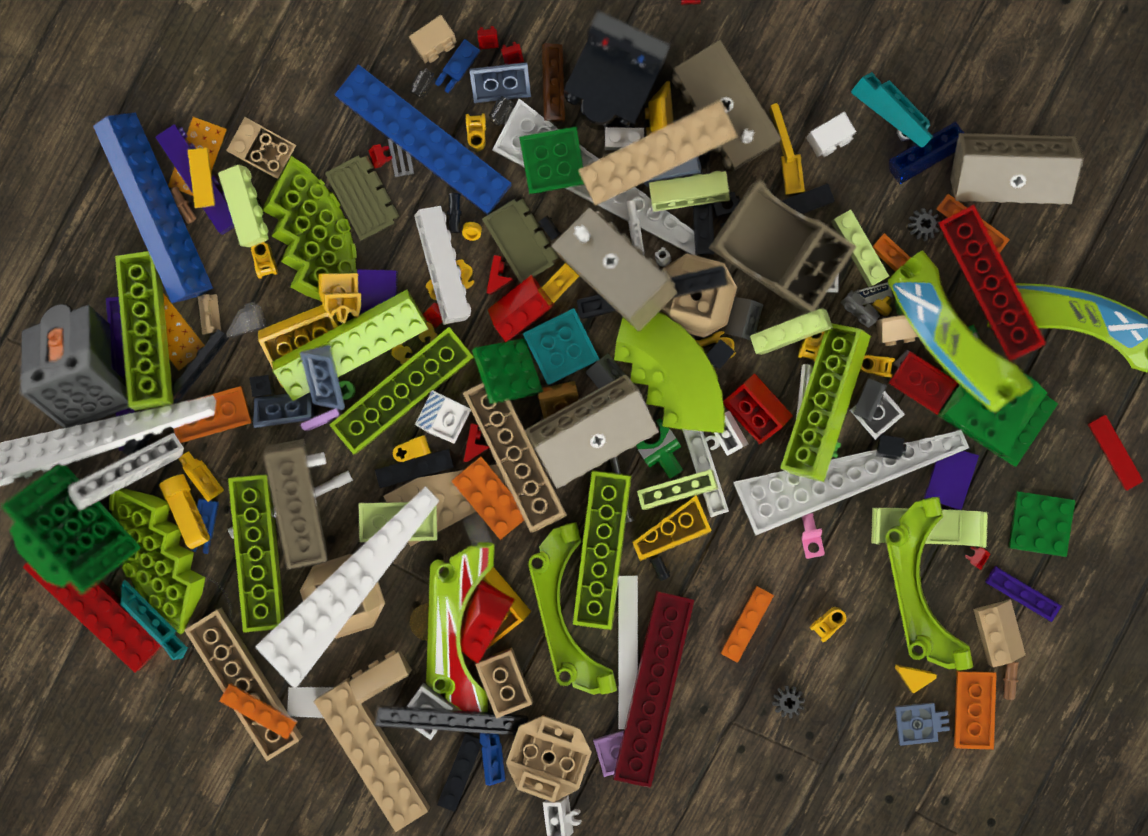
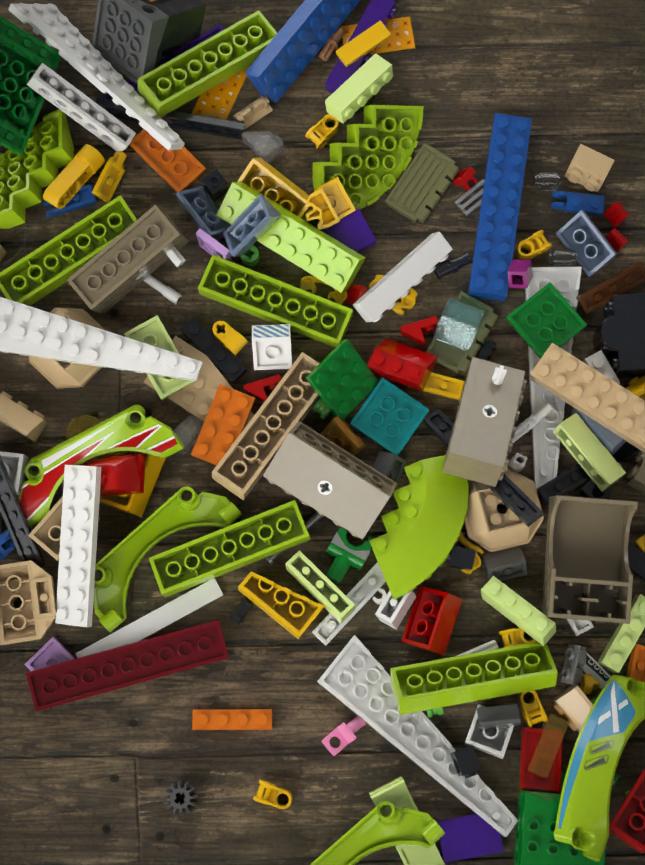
camera: 65 degrees right, 10 degrees down
(261, 148) = (415, 78): tan slope -> none
(471, 231) = (446, 288): yellow tile -> none
(497, 159) = (520, 273): none -> magenta brick
(512, 239) = (458, 324): none -> clear light blue slope
(521, 403) = (321, 408): none -> bright green wheel
(530, 679) = (78, 545): none -> white plate
(916, 370) = (548, 746): none -> clear yellow tile

